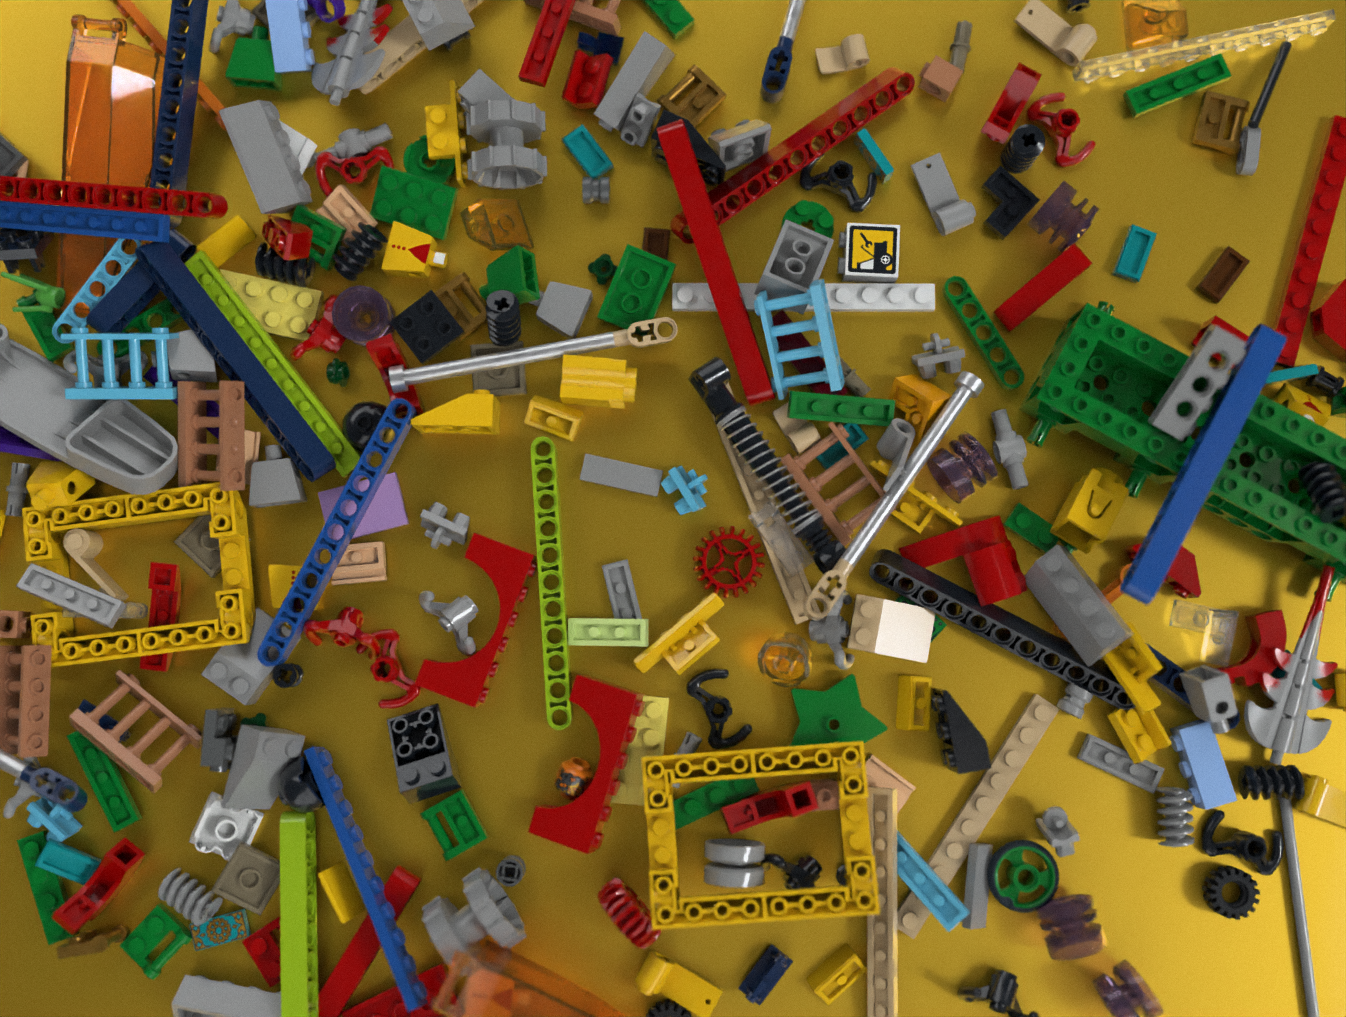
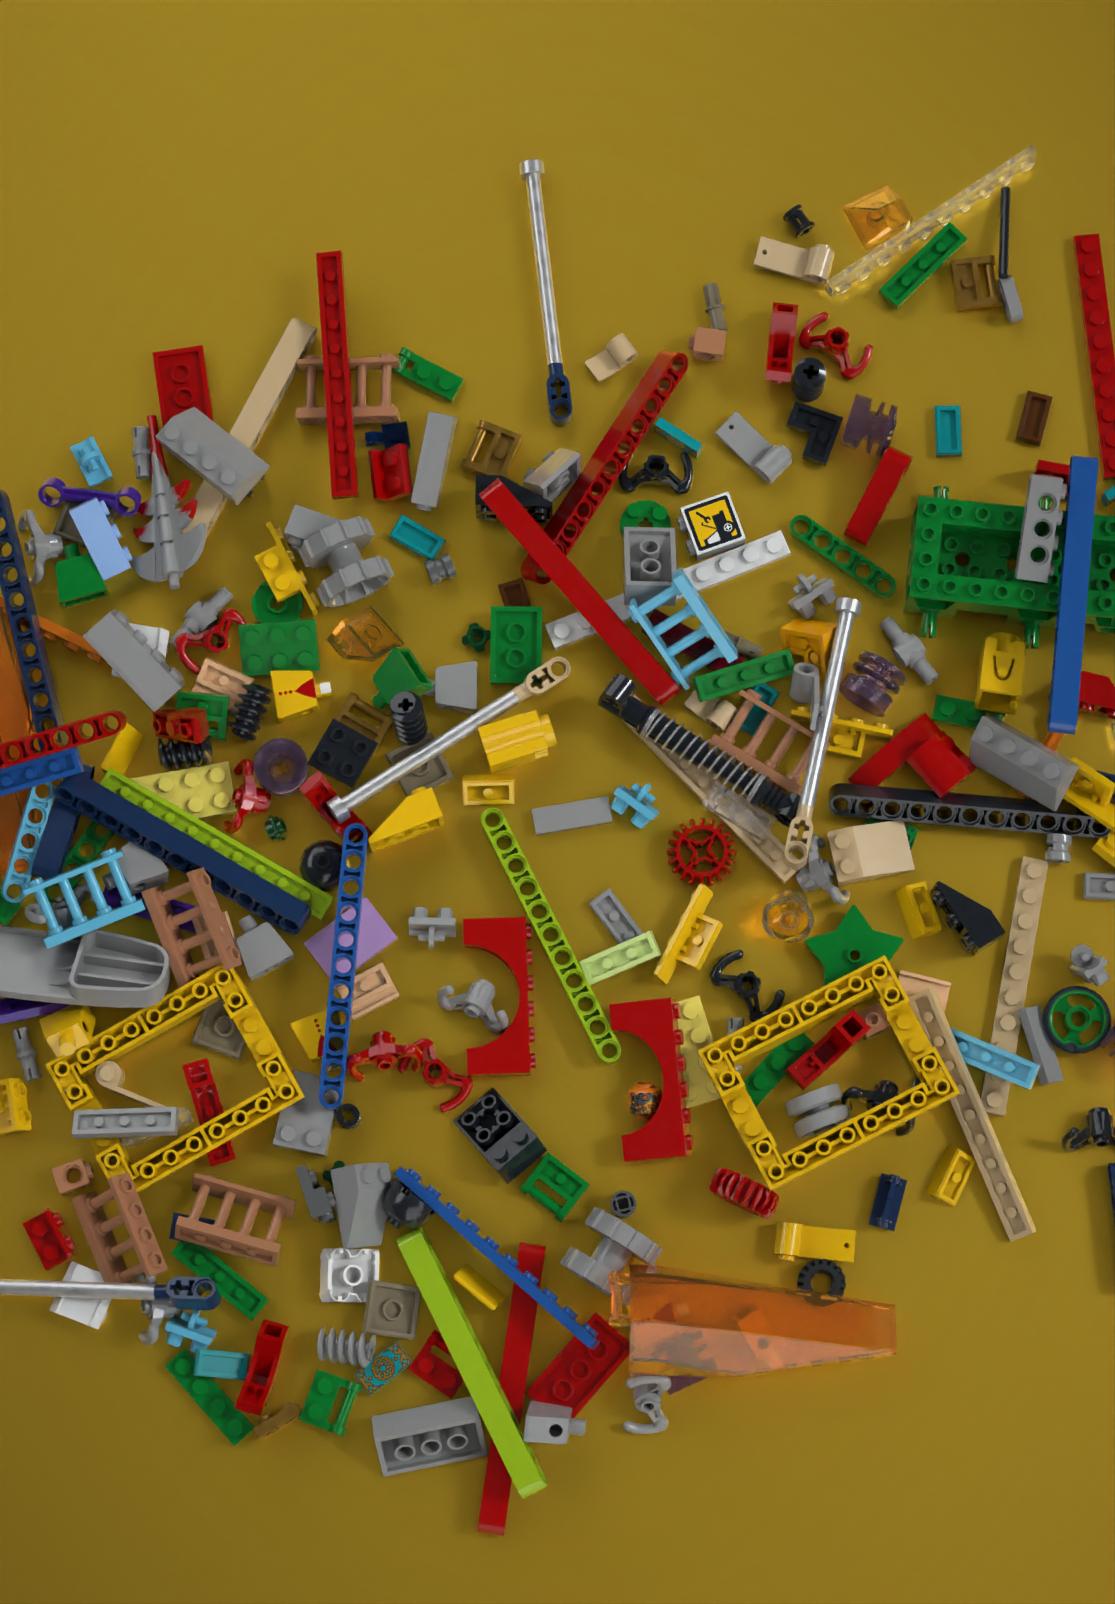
camera: 25 degrees left, 5 degrees down
(640, 121) = (454, 491): light grey hips -> none

